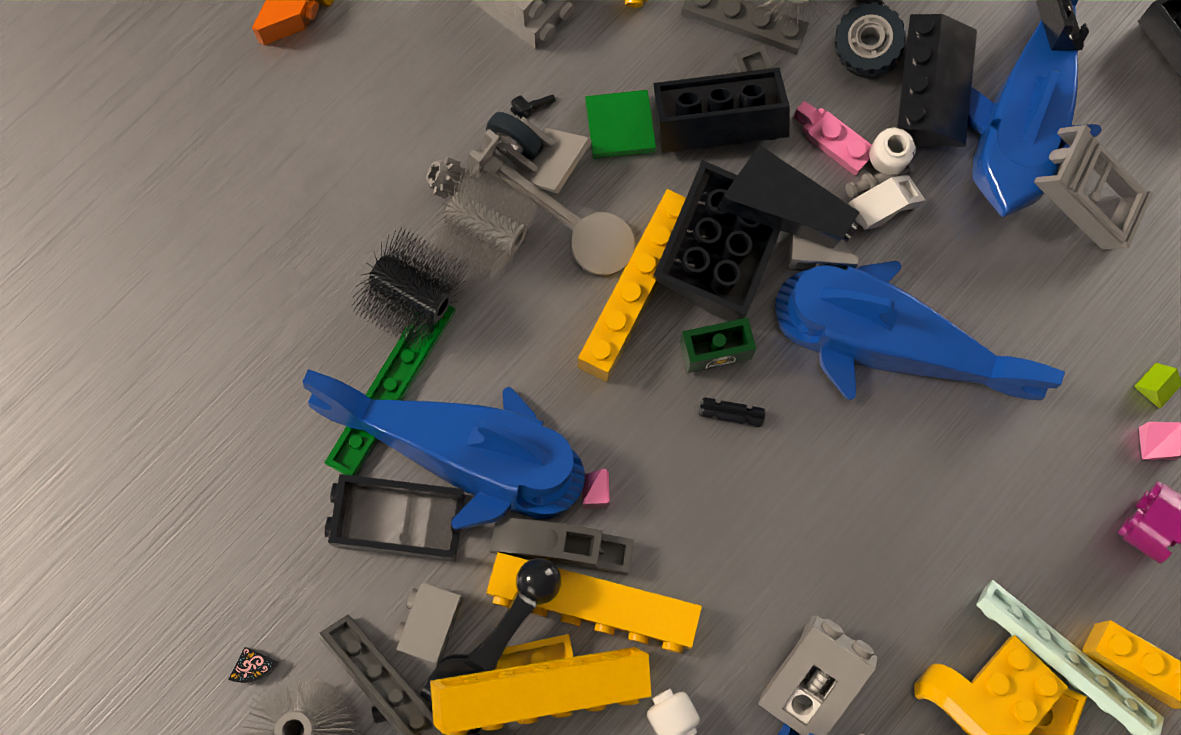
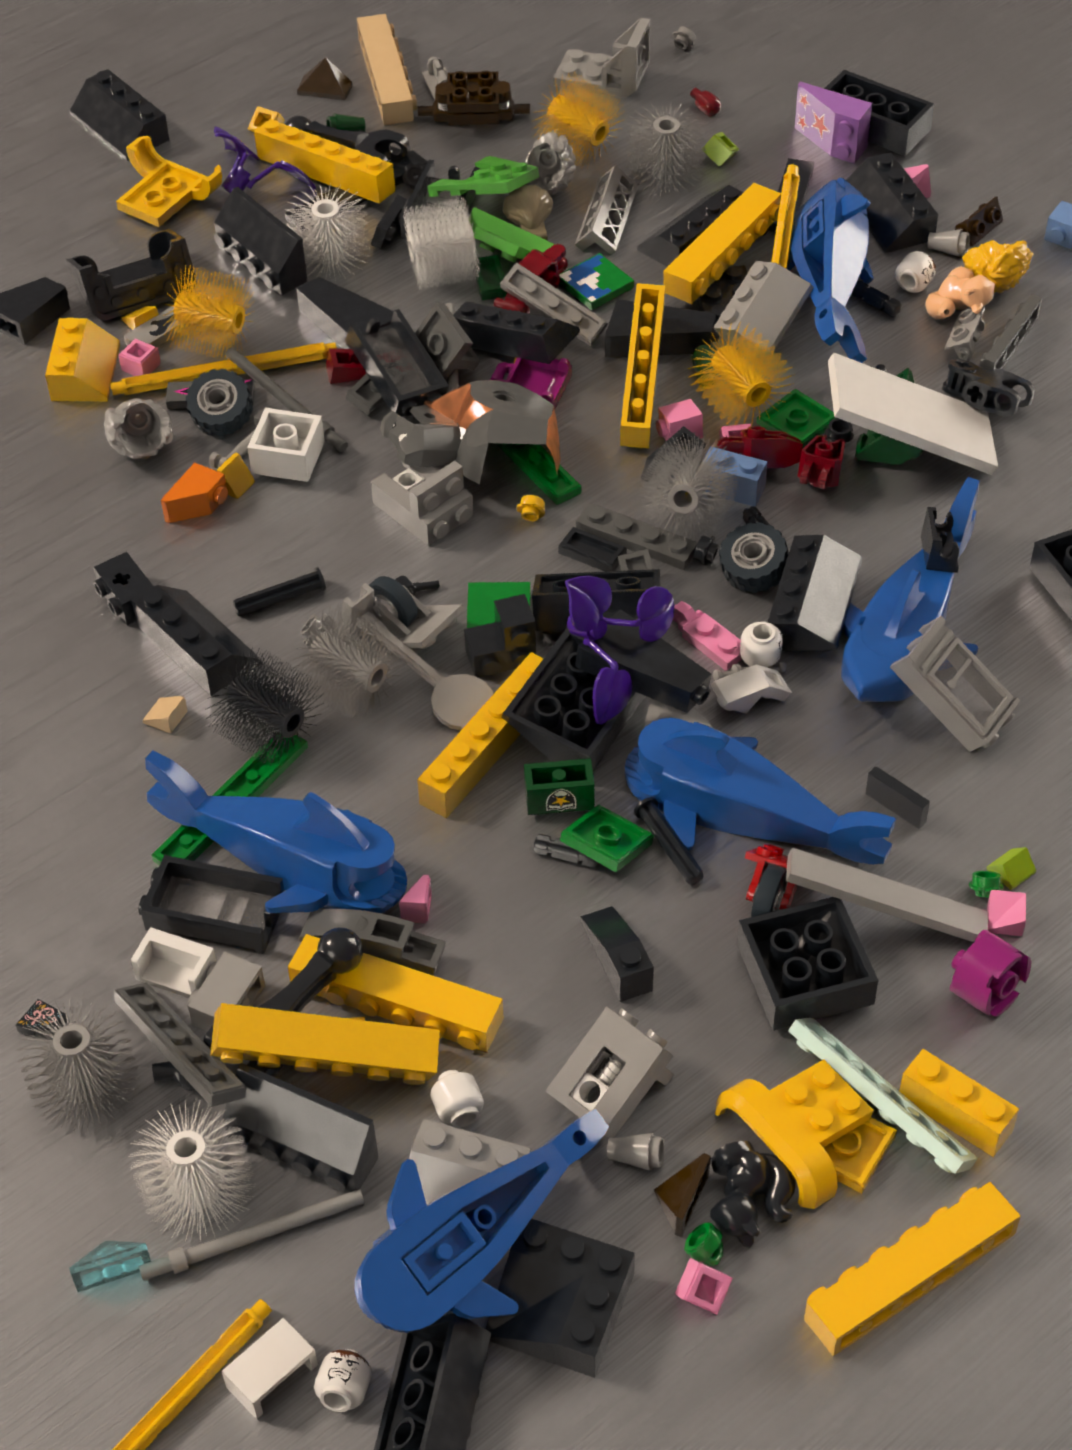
camera: 10 degrees right, 25 degrees down
(229, 124) = (120, 582): none -> black brick
(306, 288) = (166, 713): none -> tan slope
(318, 191) = (191, 636): none -> black slope
(371, 592) = (172, 962): none -> white panel
(395, 127) = (279, 592): none -> black axle
(635, 172) = (504, 643): none -> black brick
(702, 40) = (591, 550): none -> black tile
(739, 172) = (587, 602): none -> dark purple plant
(771, 397) = (607, 838): none -> green tile
(799, 524) = (619, 953): none -> black slope
(818, 31) = (706, 549): none -> black plate
(831, 392) = (669, 840): none -> black axle
(941, 444) = (769, 882): none -> plate
(985, 526) = (806, 962): none -> black slope
(1045, 318) = (897, 797): none -> black tile
(1054, 447) = (885, 895): none -> light grey tile
(1139, 409) = (984, 882): none -> green plate

